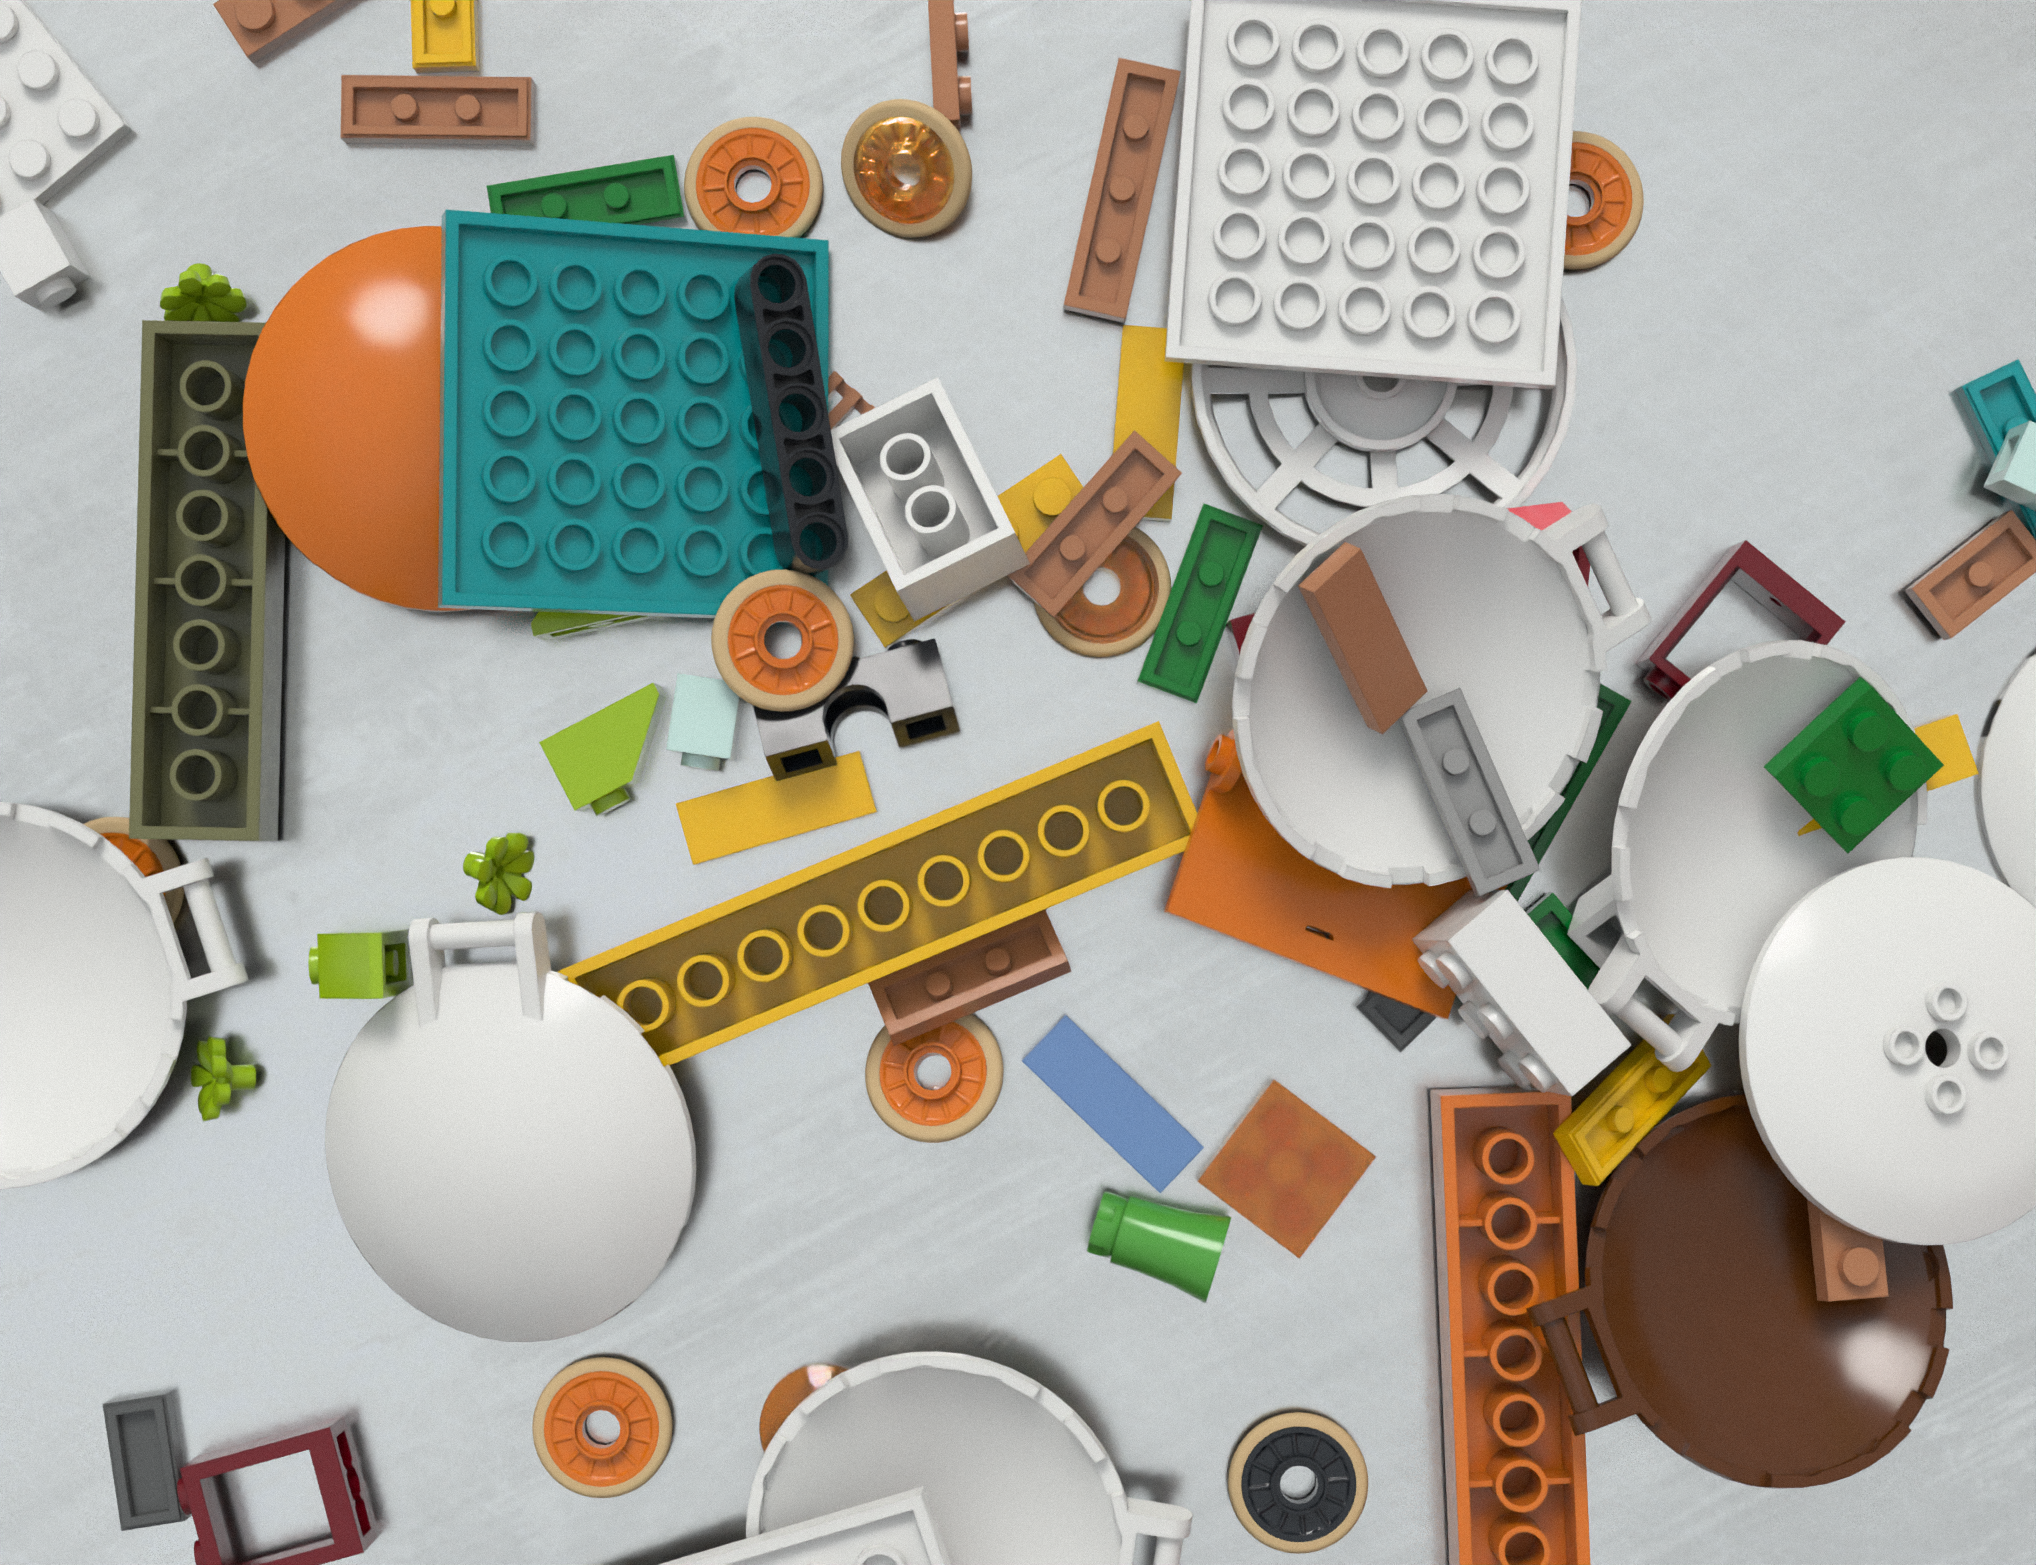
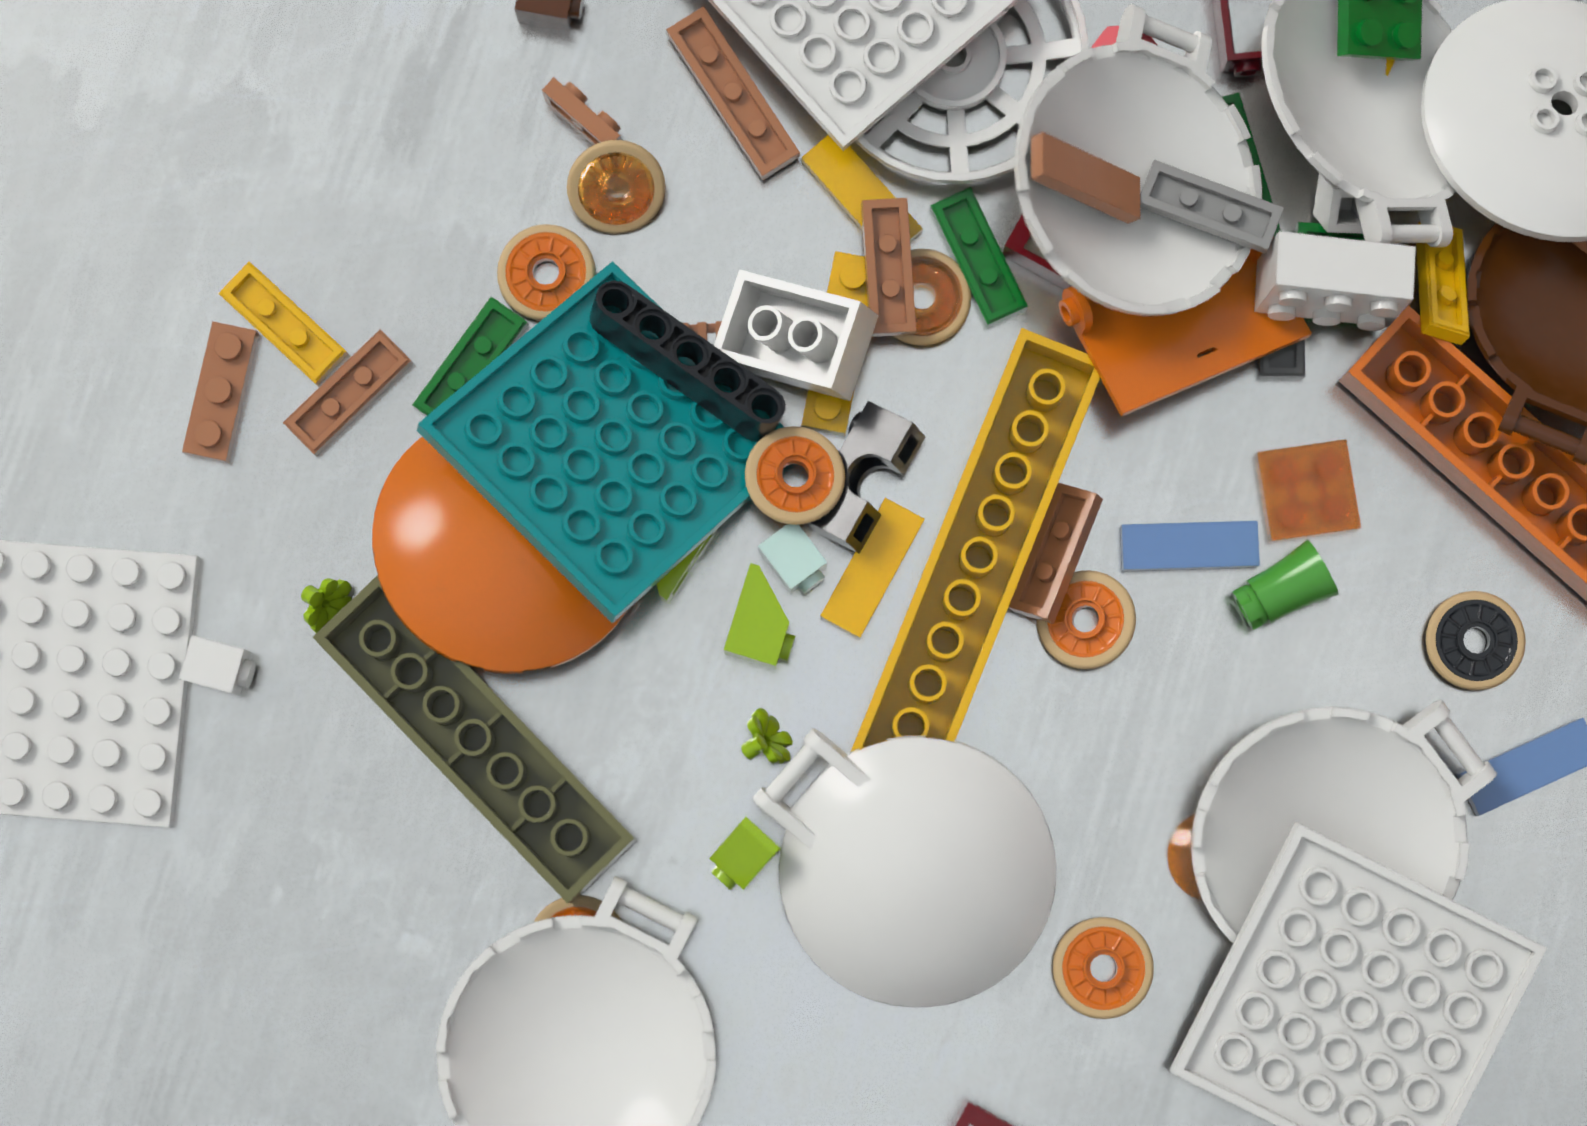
camera: 45 degrees left, 5 degrees down
(218, 1077) = (728, 988): lime plant -> none

